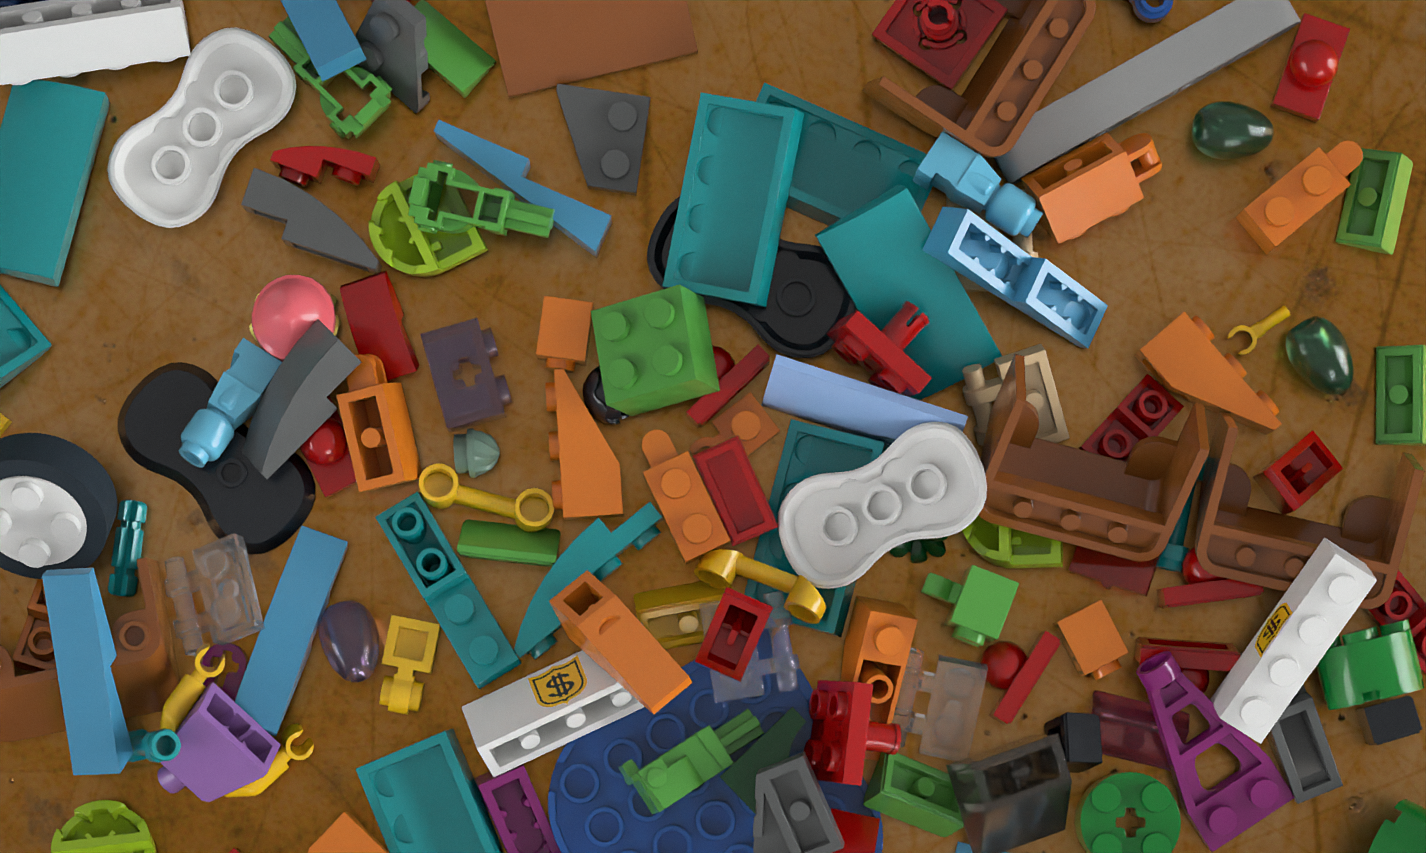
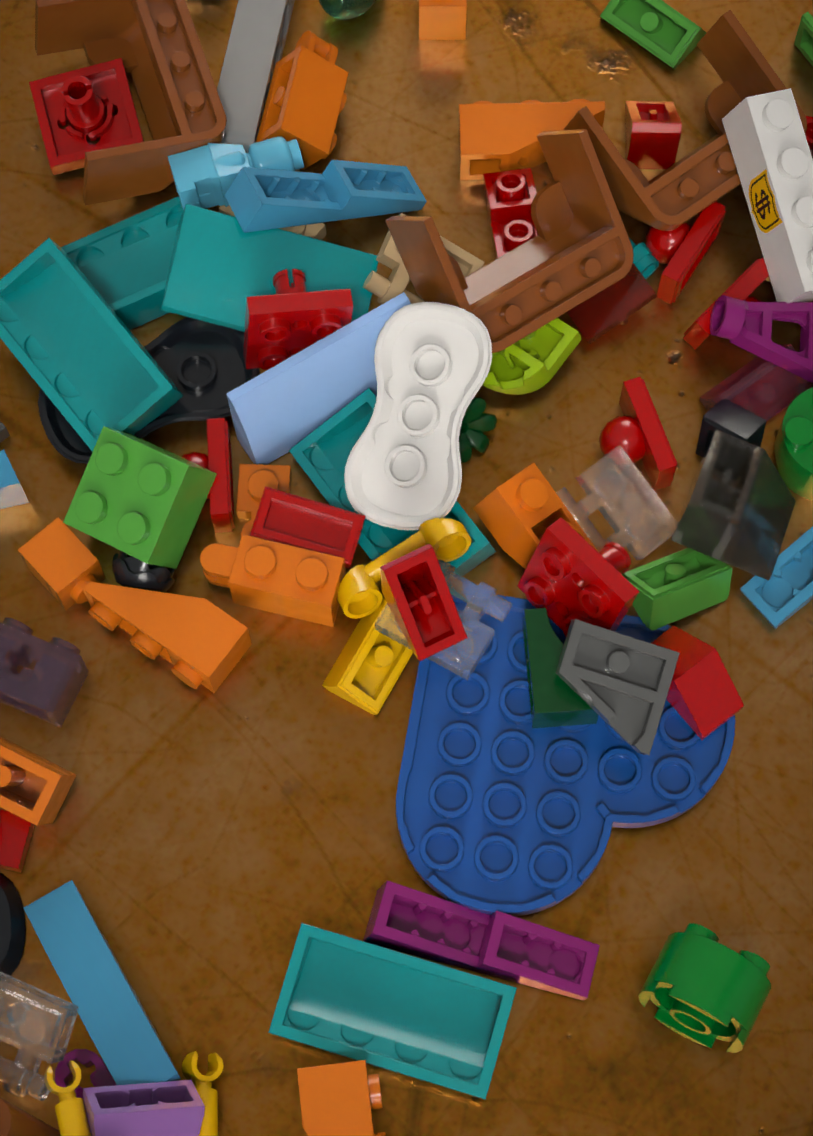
camera: 45 degrees left, 15 degrees down
(350, 640) = (154, 944): clear purple animal -> none
(410, 648) = (206, 902): yellow plate -> none
(441, 489) = (99, 767): yellow bar -> none
(448, 590) = (186, 827): teal slope -> none
(475, 452) = (93, 714): sand green plate -> none
(508, 543) = (194, 750): bright green slope -> none
(545, 711) = (363, 798): white brick -> none
(593, 551) = (270, 725): teal slope -> none
(618, 642) = (349, 700): orange slope -> none
(691, 762) = (501, 737): bright green piece -> none
(977, 603) = (557, 414): bright green brick -> none
(1092, 640) = (661, 360): orange brick -> none
(1260, 328) = (516, 83): yellow hand -> none
(1320, 355) = (574, 47): clear green animal -> none

